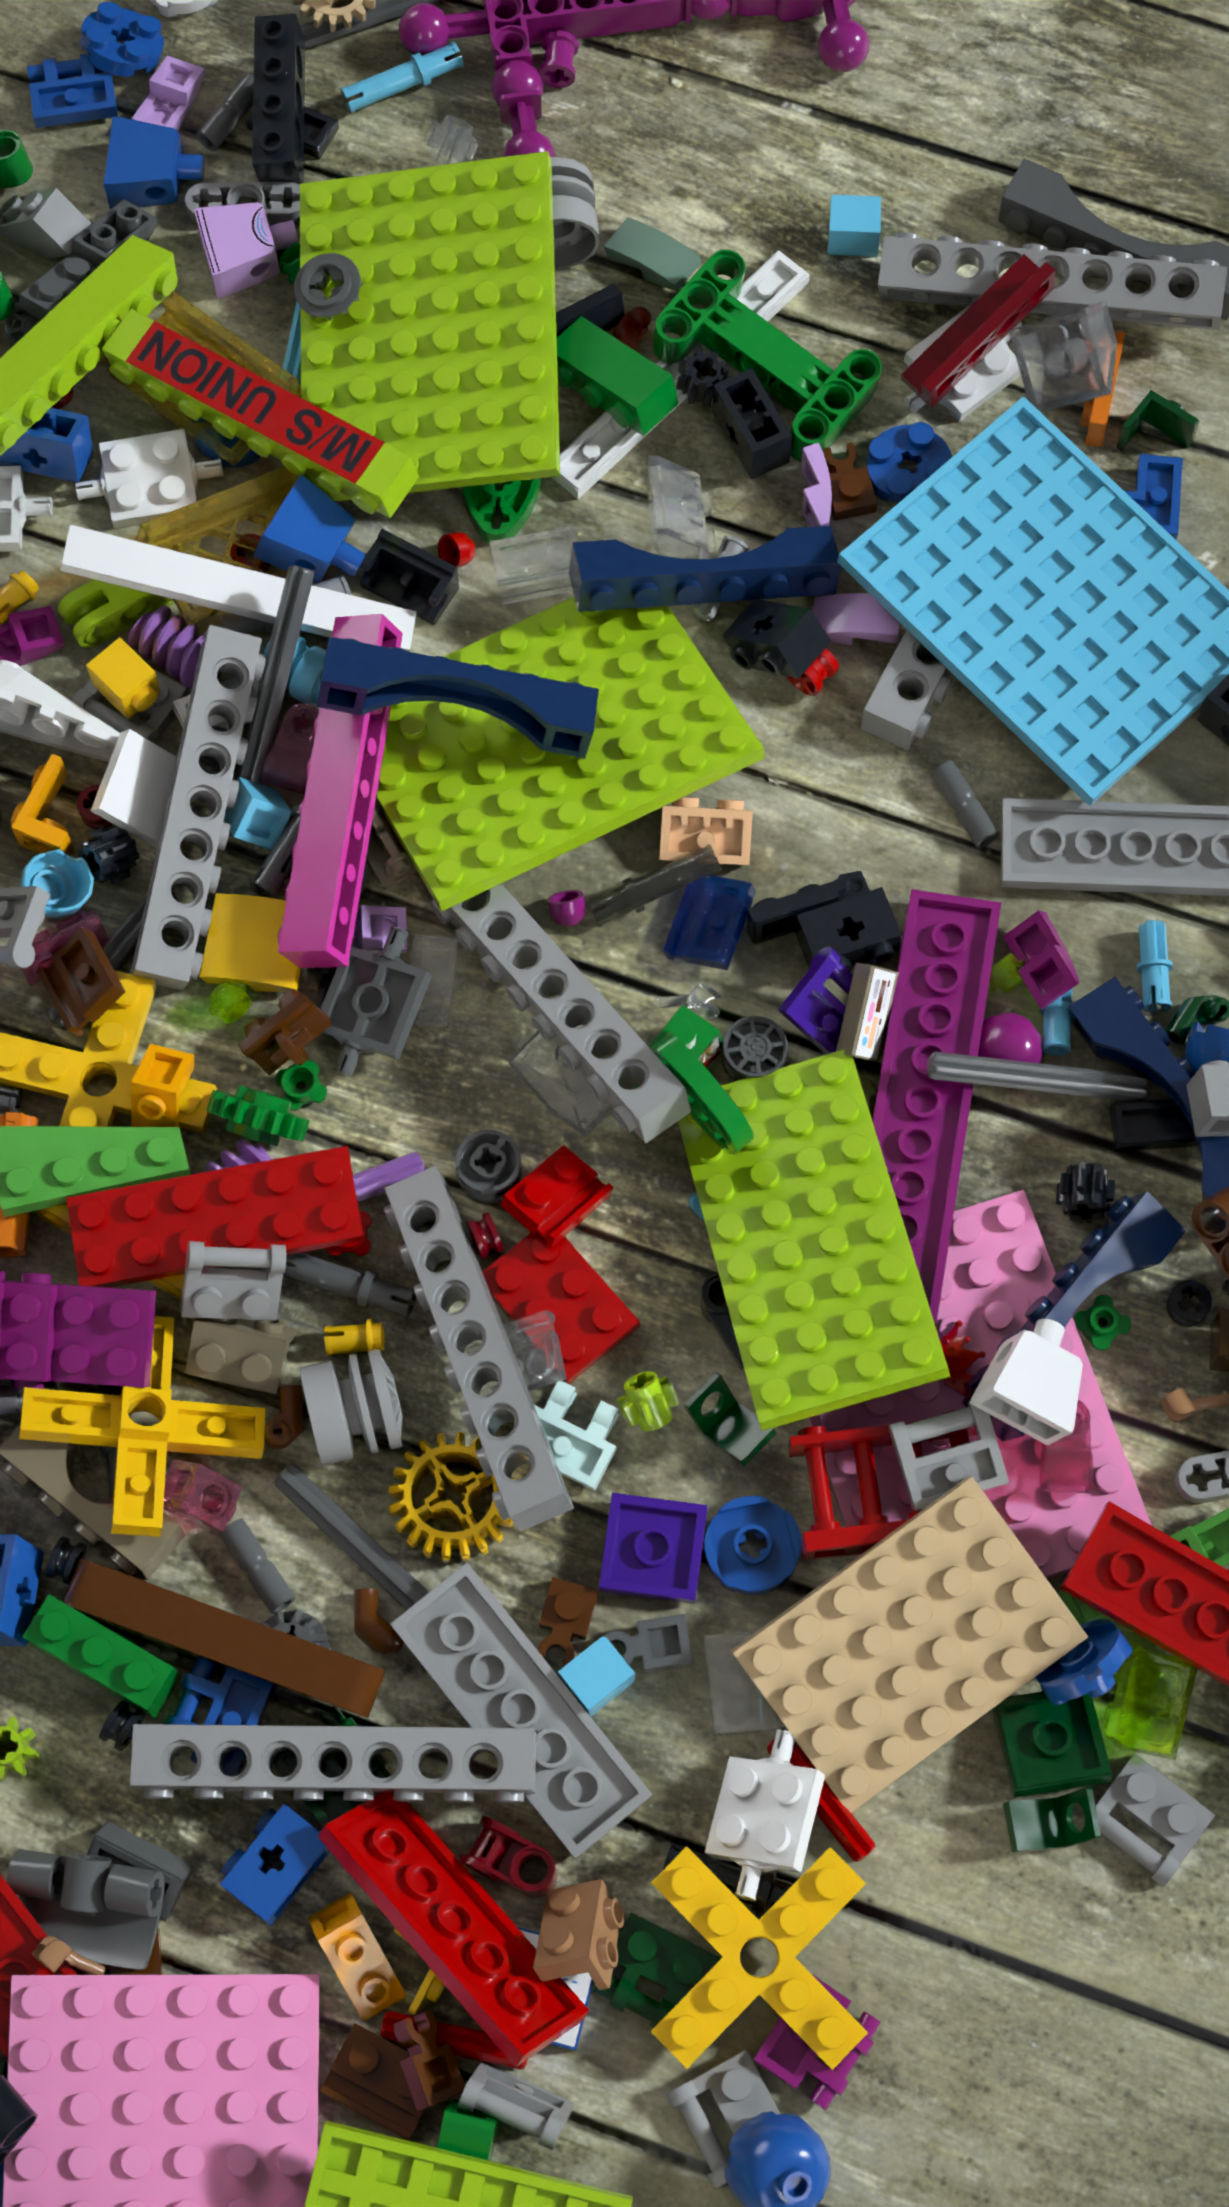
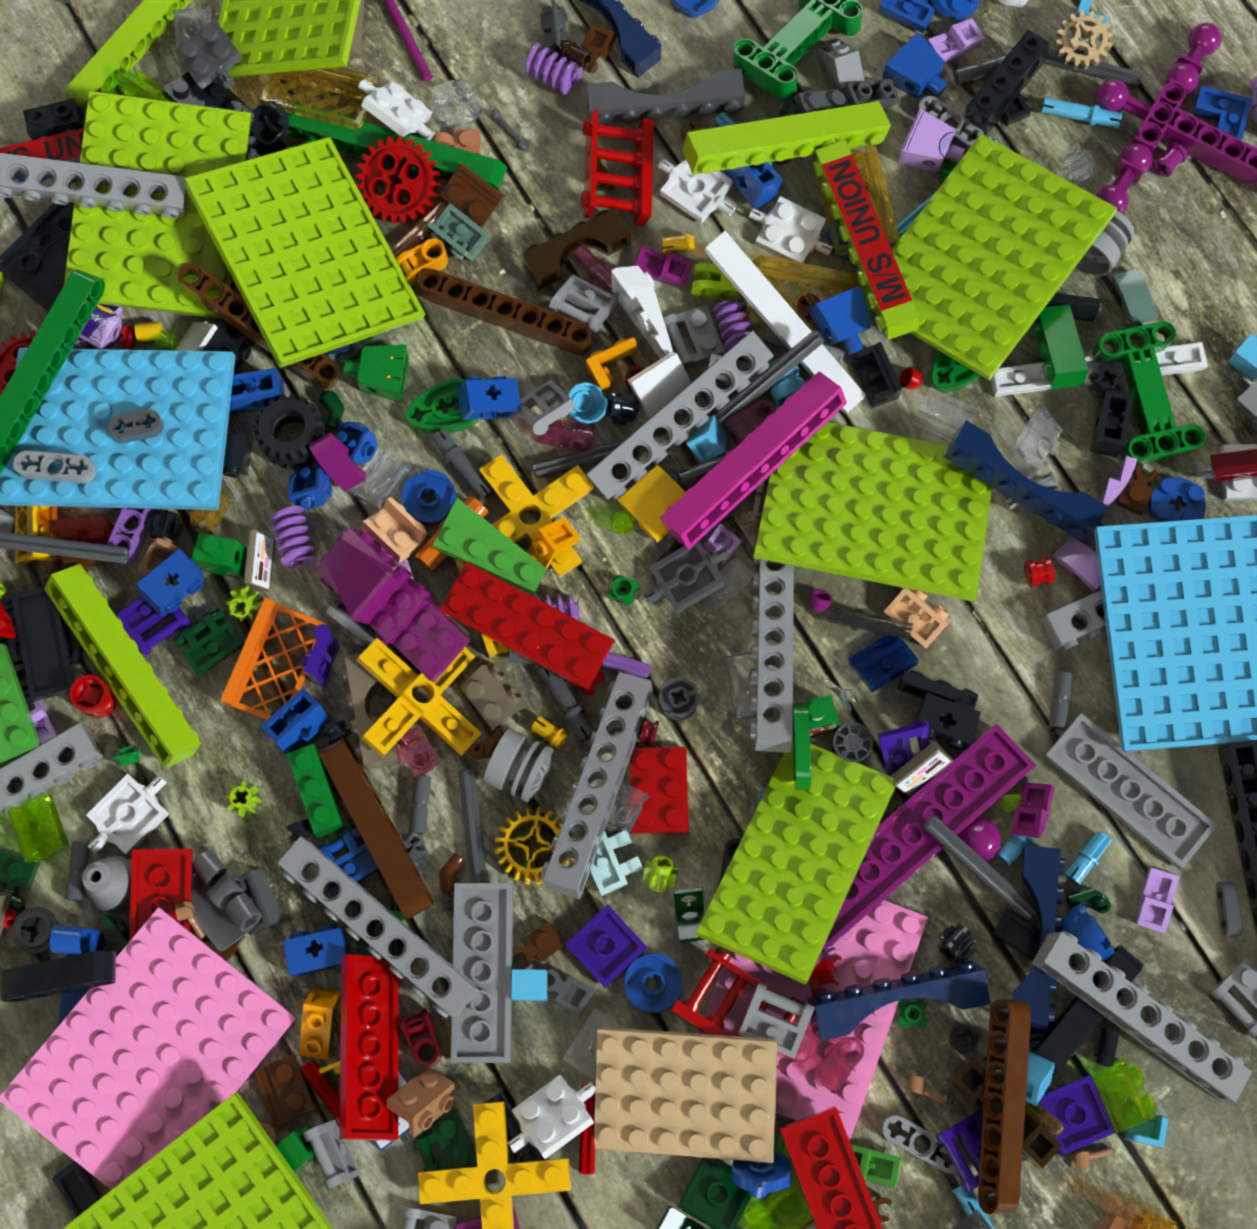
camera: 40 degrees right, 5 degrees up
(81, 981) = (558, 460): reddish brown plate -> none
(124, 678) = (696, 325): yellow brick -> none
(232, 1292) = (510, 663): light grey plate -> none
(258, 1115) = (587, 590): green gear -> none
(285, 1033) = (634, 560): reddish brown hips -> none
(314, 277) = (950, 187): dark grey gear -> none
(431, 2068) = (307, 1105): reddish brown plate -> none
(547, 711) = (805, 415): dark blue arch -> none
(556, 1196) = (698, 739): red plate -> none
(633, 327) = (1091, 329): clear red arm -> none
(776, 638) = (1031, 544): black brick -> none
(1033, 1383) = (844, 1020): white torso -> none

